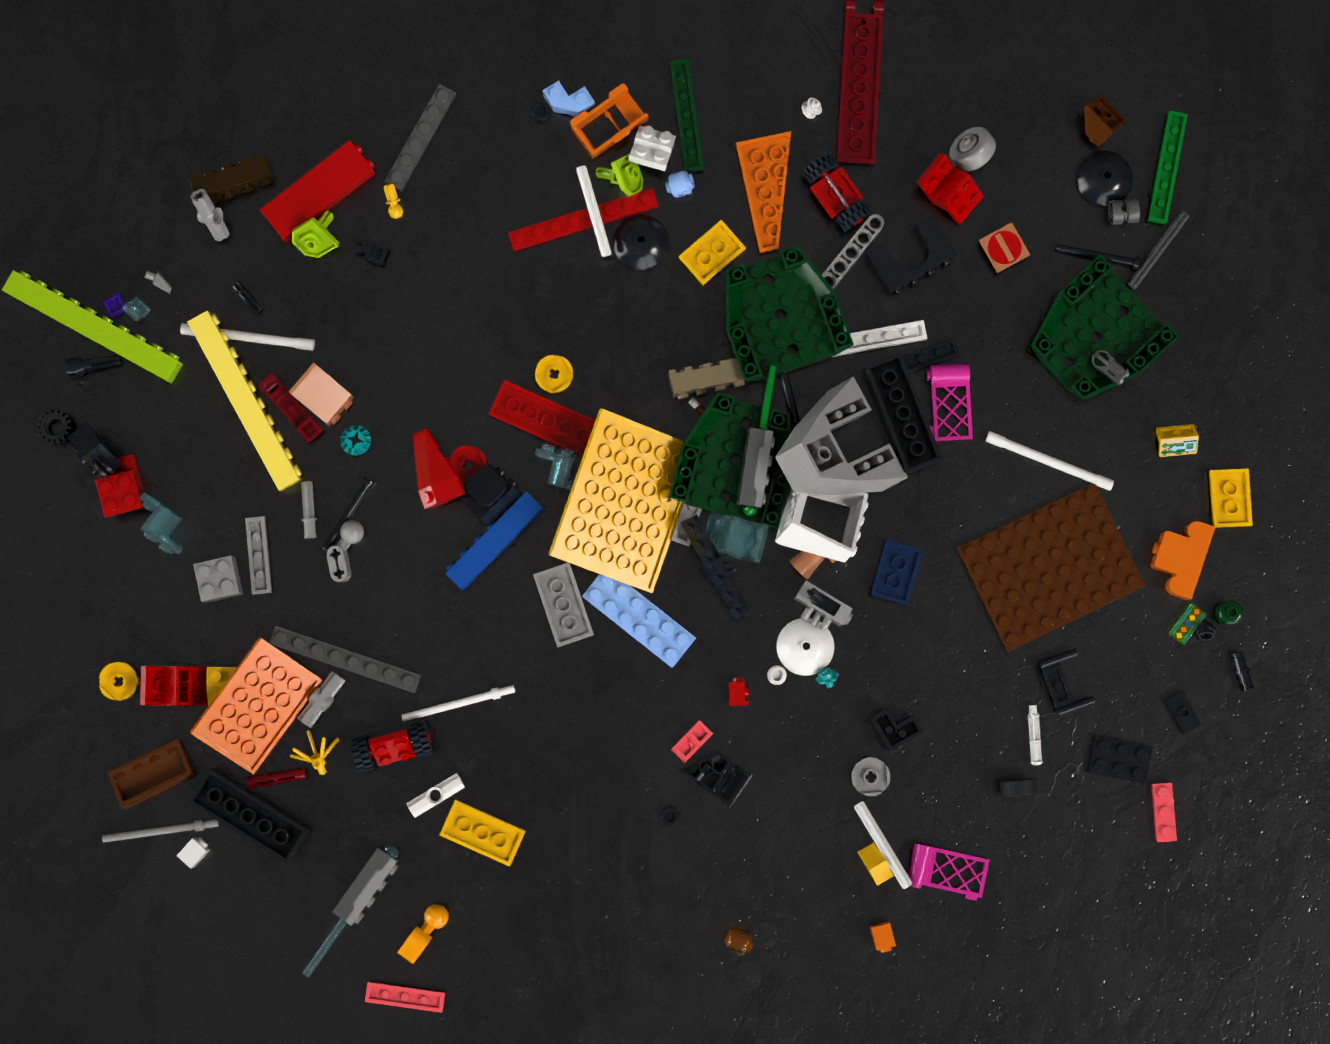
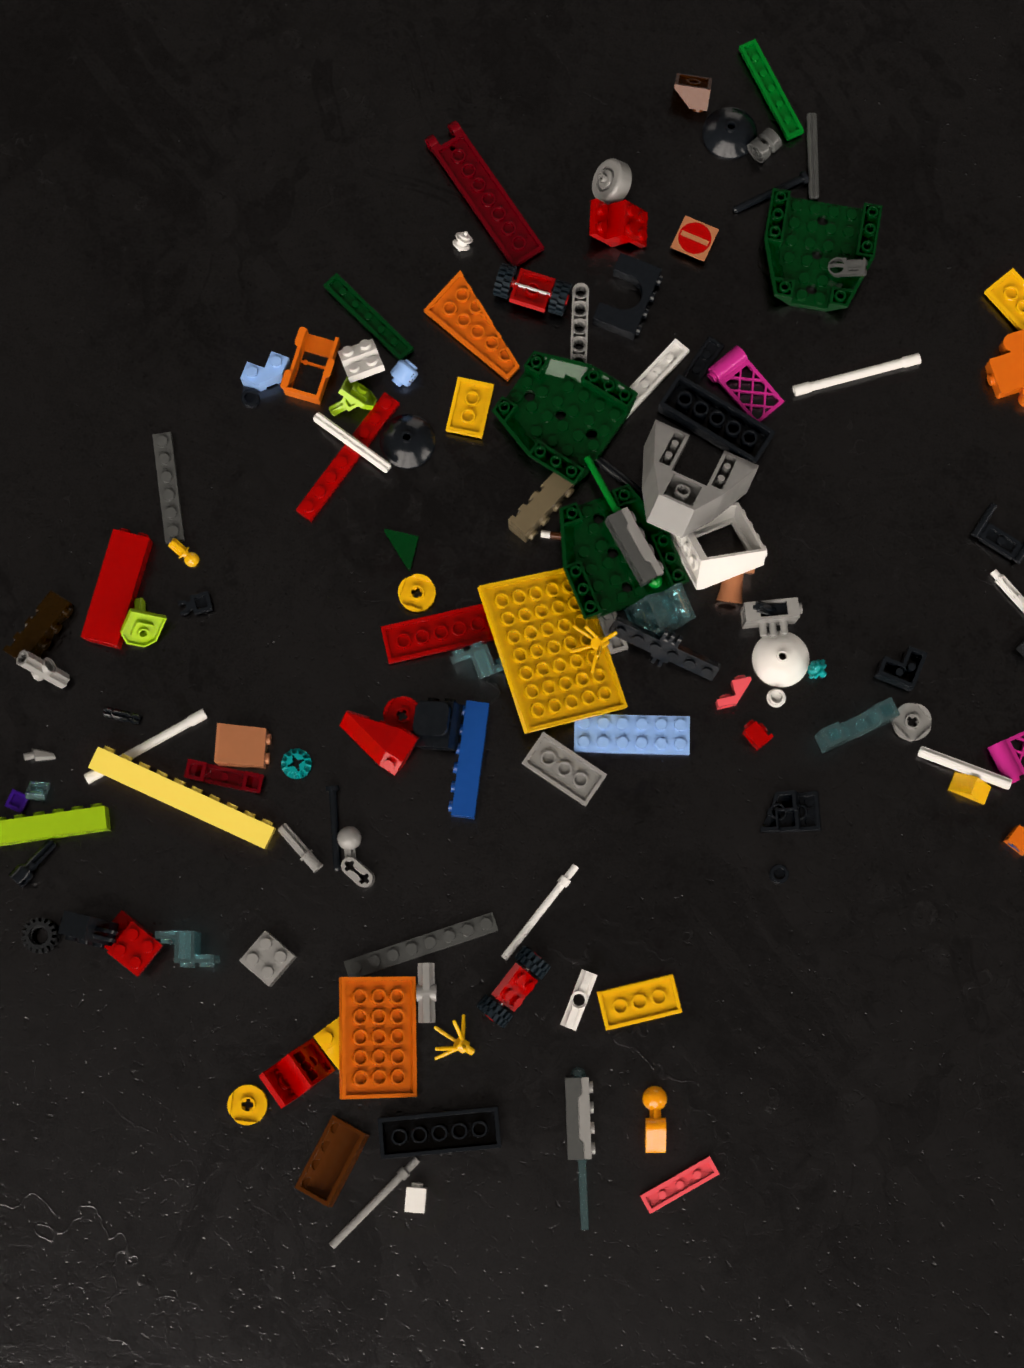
camera: 30 degrees left, 5 degrees down
(258, 555) = (286, 914): light grey plate -> none
(267, 779) = (437, 1085): dark red pin -> none
(573, 328) = (404, 544): none -> dark green tile
(665, 524) = (597, 643): none -> yellow plant
(692, 741) = (750, 800): coral slope -> none
(739, 941) = (912, 931): clear orange head -> none
(753, 644) = (738, 687): none -> coral slope
(821, 746) = (839, 734): none -> clear light blue arch
(896, 572) = (806, 547): dark blue plate -> none
(1050, 567) = (922, 455): reddish brown plate -> none
(1177, 440) = (941, 286): panel -> none

